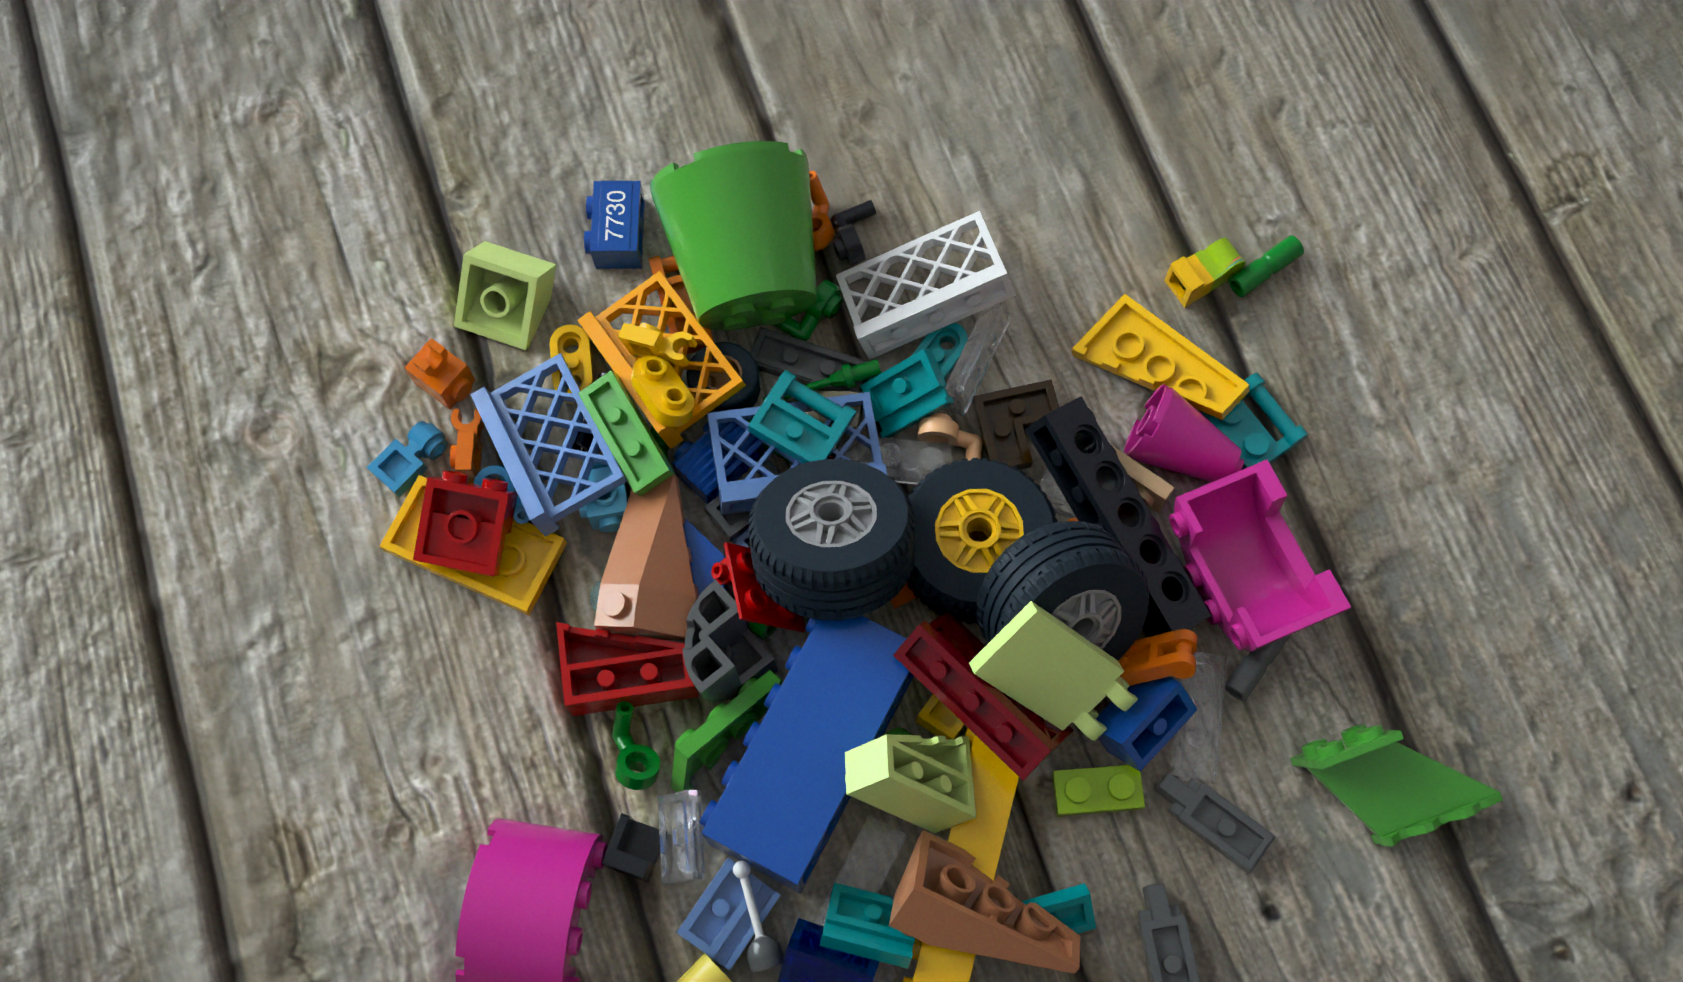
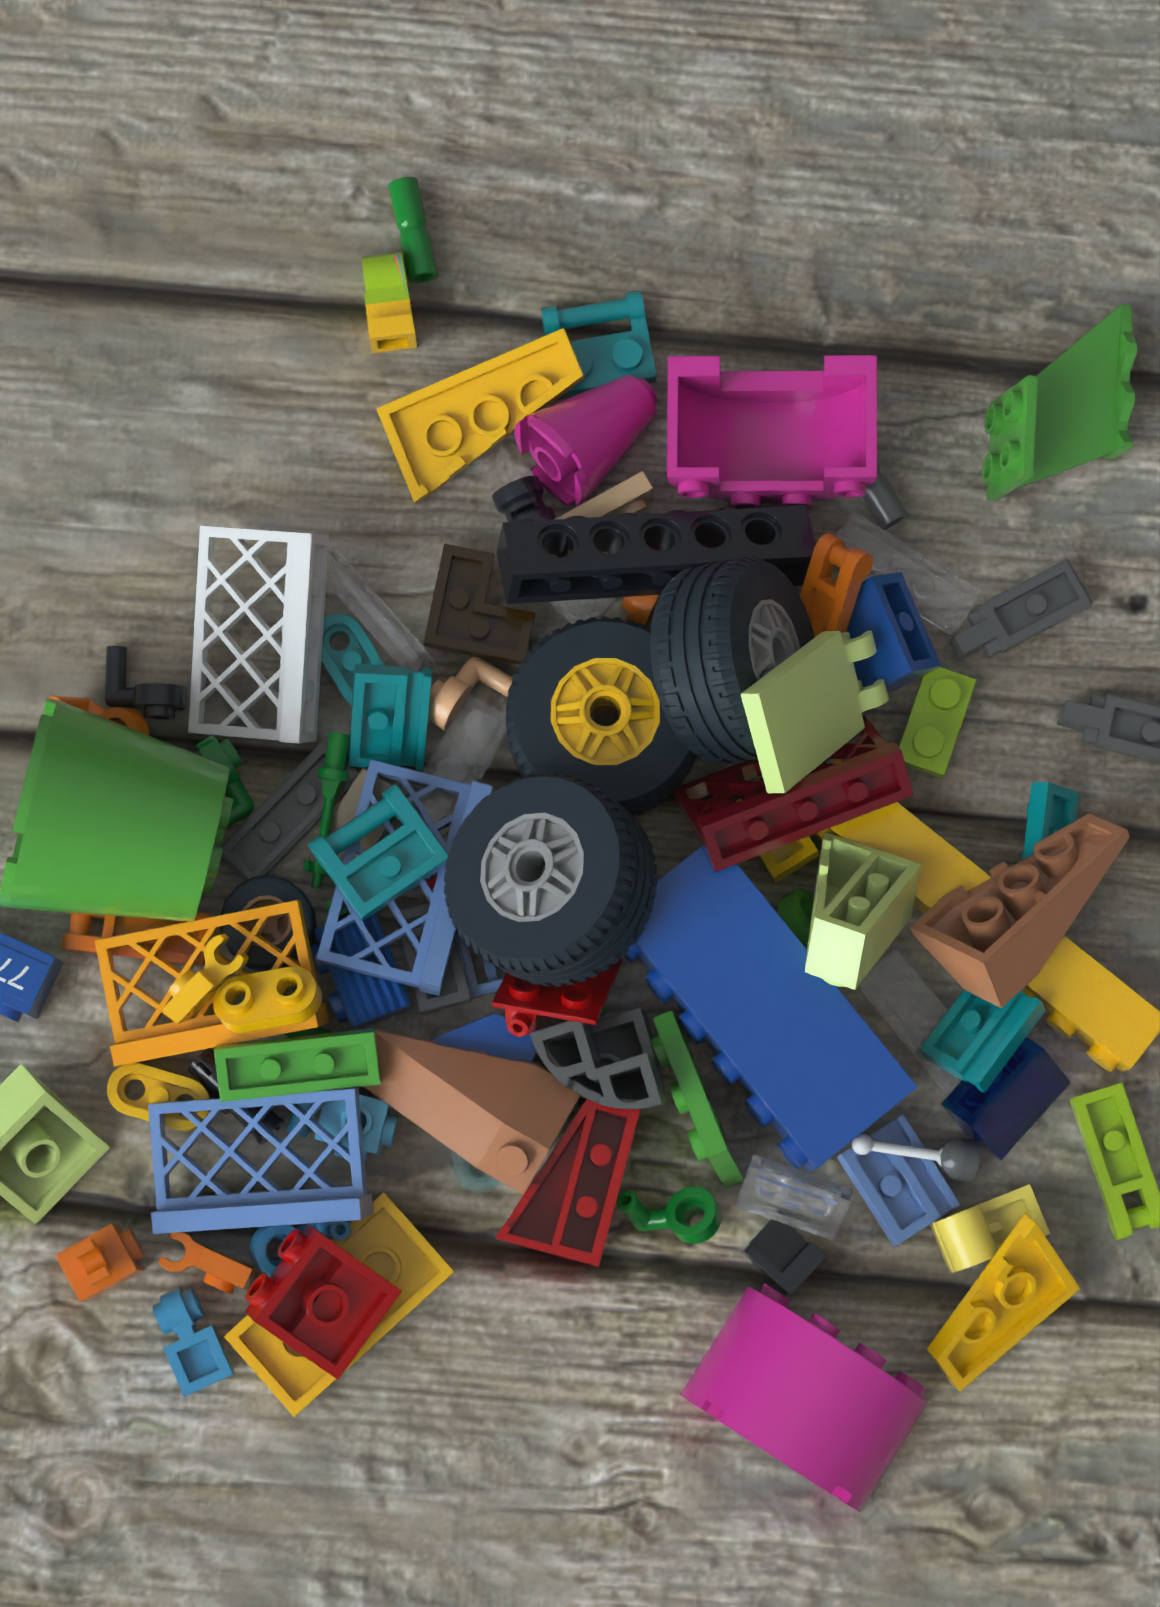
camera: 70 degrees left, 10 degrees up
(1112, 417) = (523, 500): none -> black wheel

